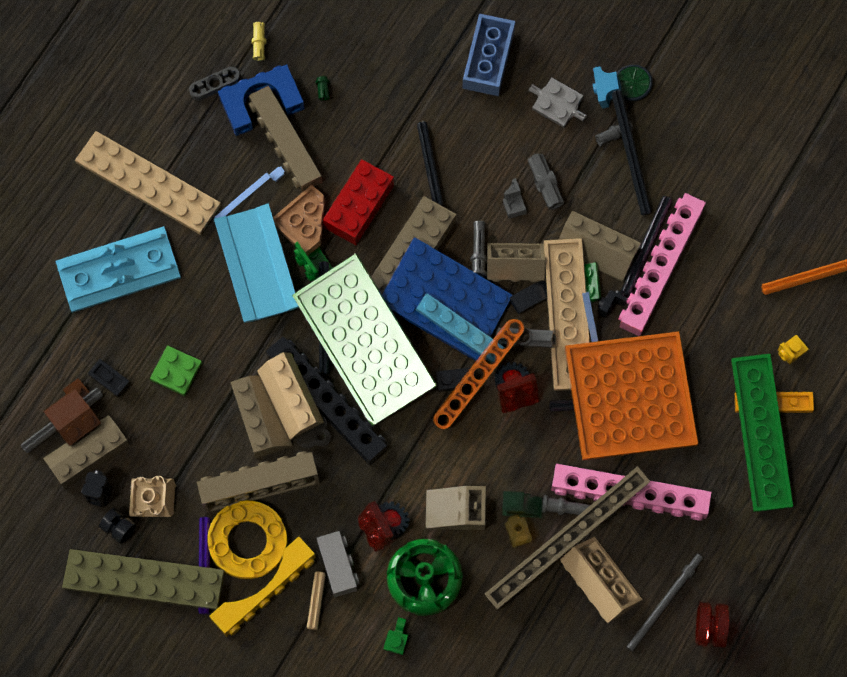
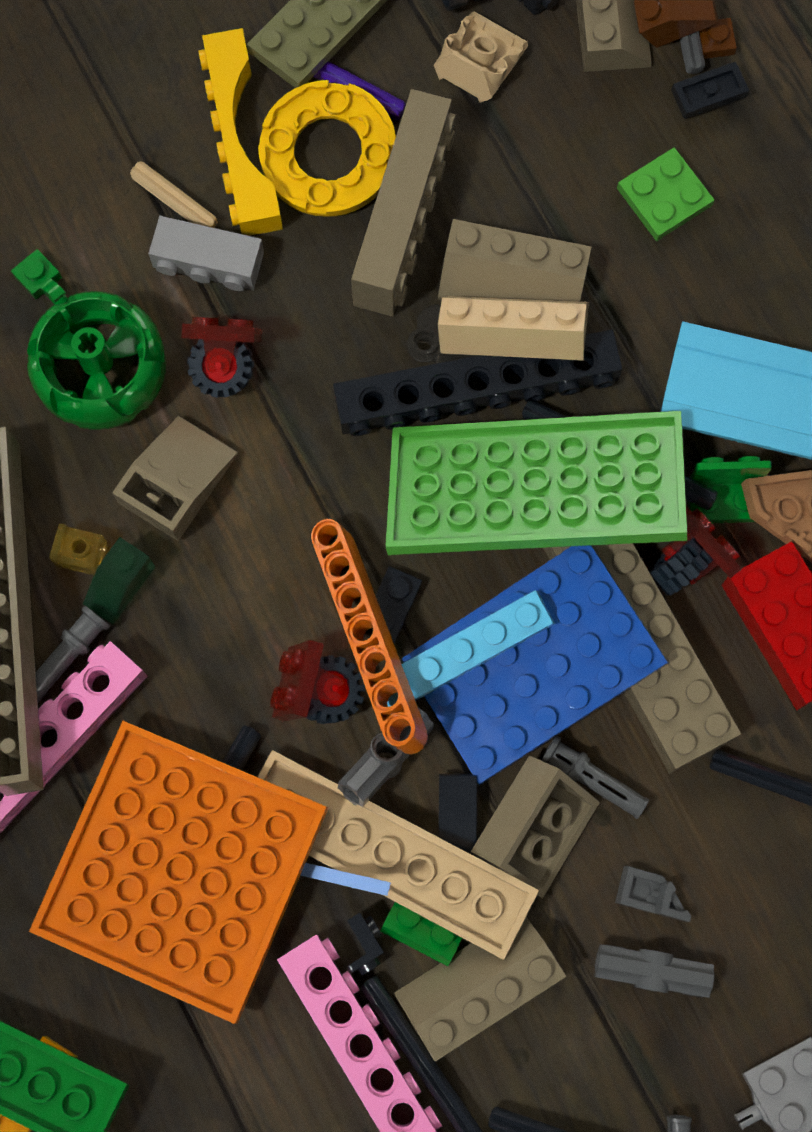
camera: 120 degrees right, 5 degrees up
(349, 248) = (692, 559): none -> plate

